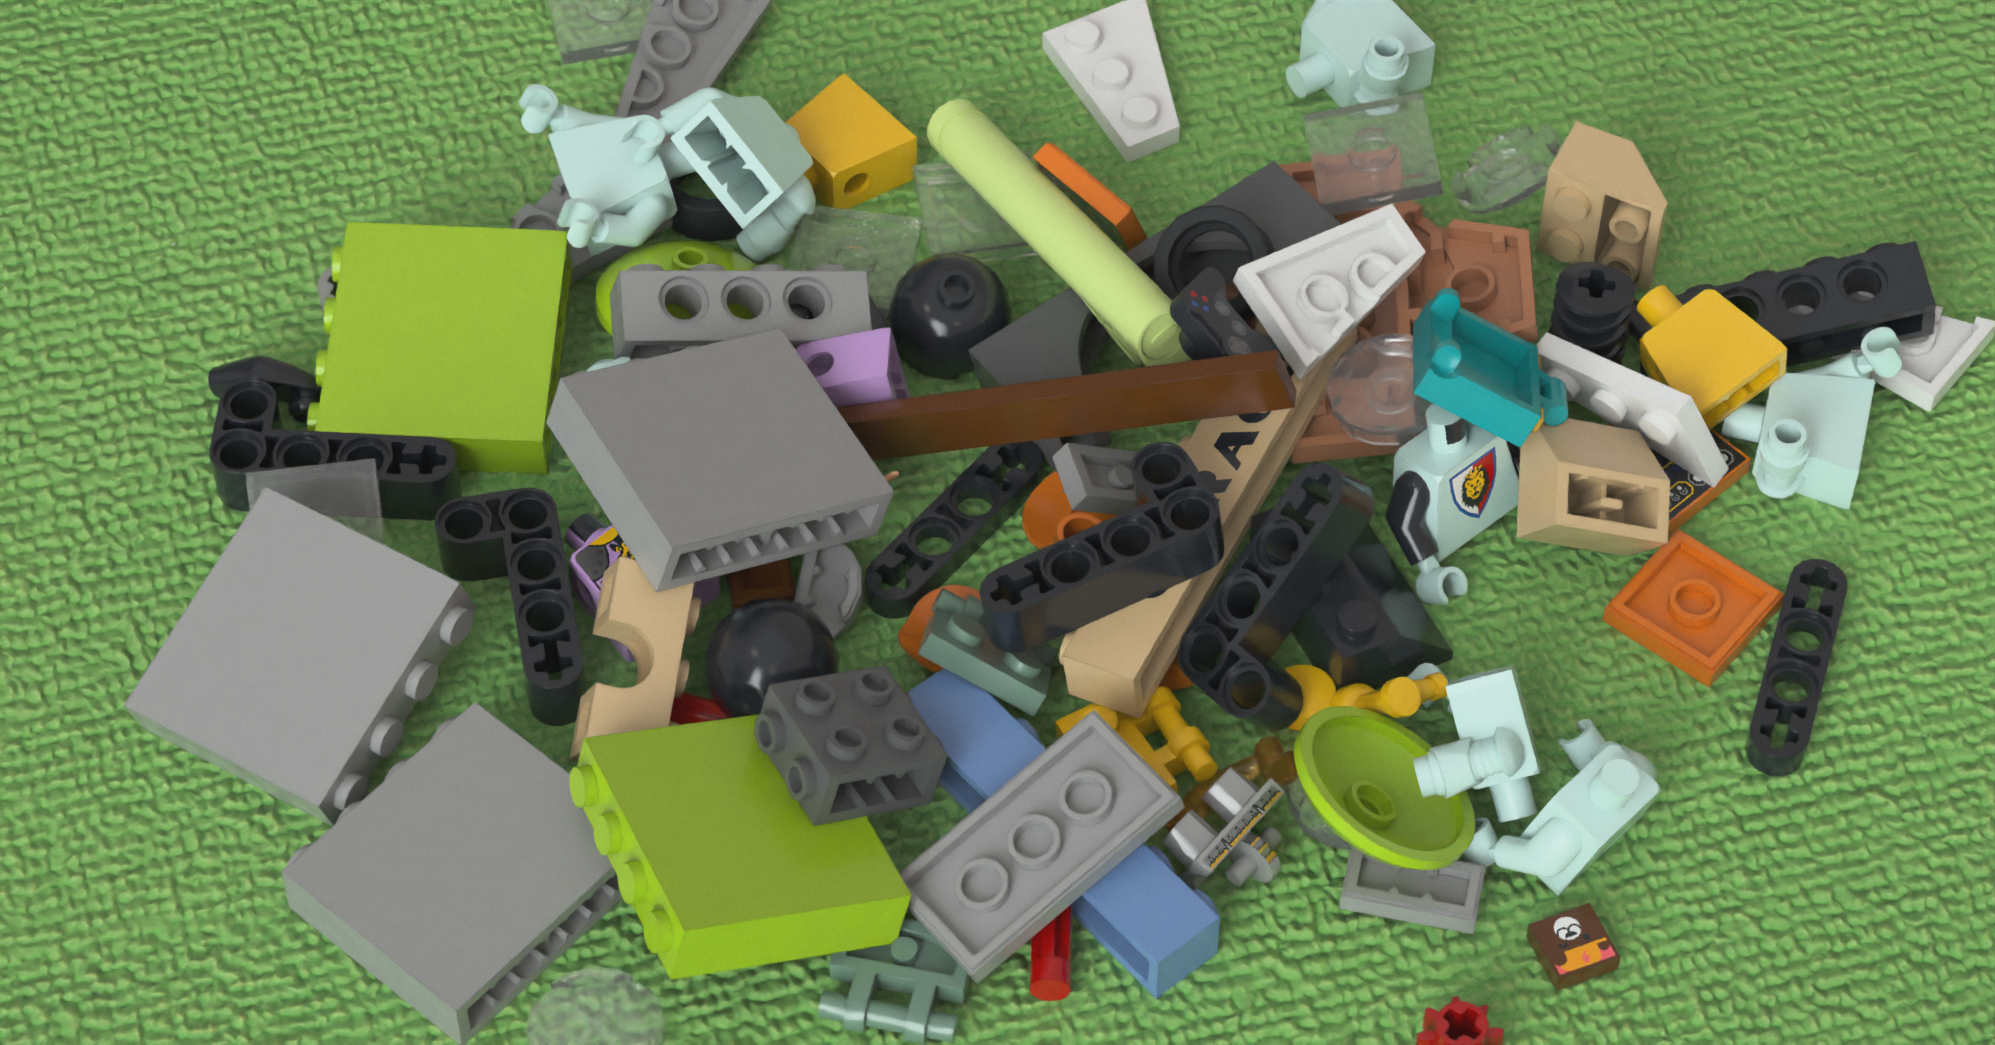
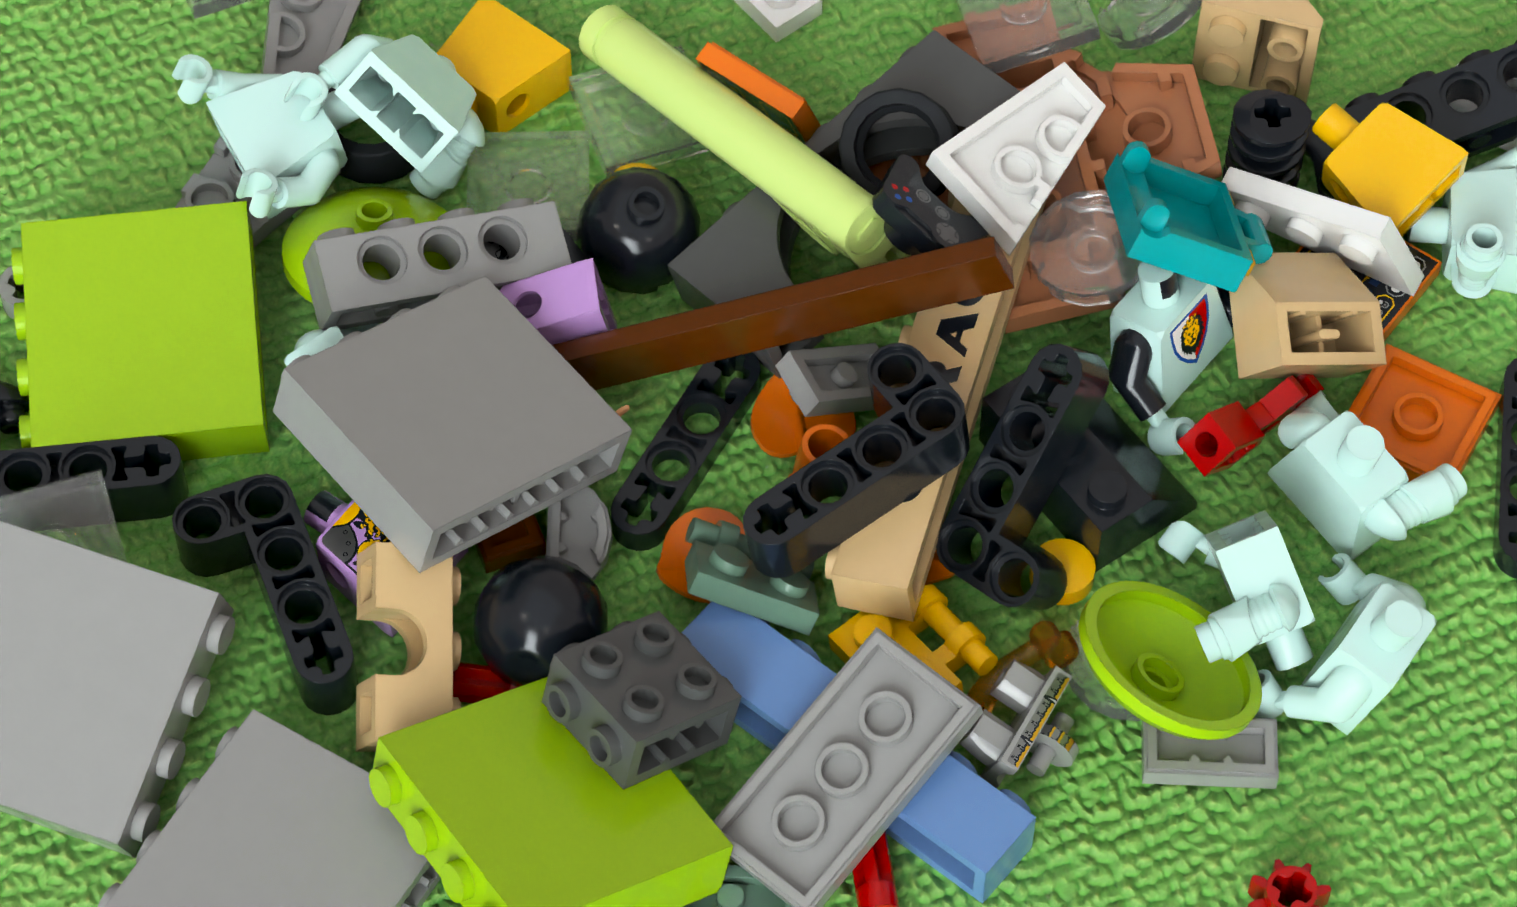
camera: 10 degrees left, 5 degrees up
(1396, 698) = (1162, 564): yellow piece -> none
(1496, 589) = (1233, 432): none -> red piece
(1573, 946) = (1374, 786): reddish brown tile -> none
(1609, 652) = (1352, 483): none -> light aqua torso

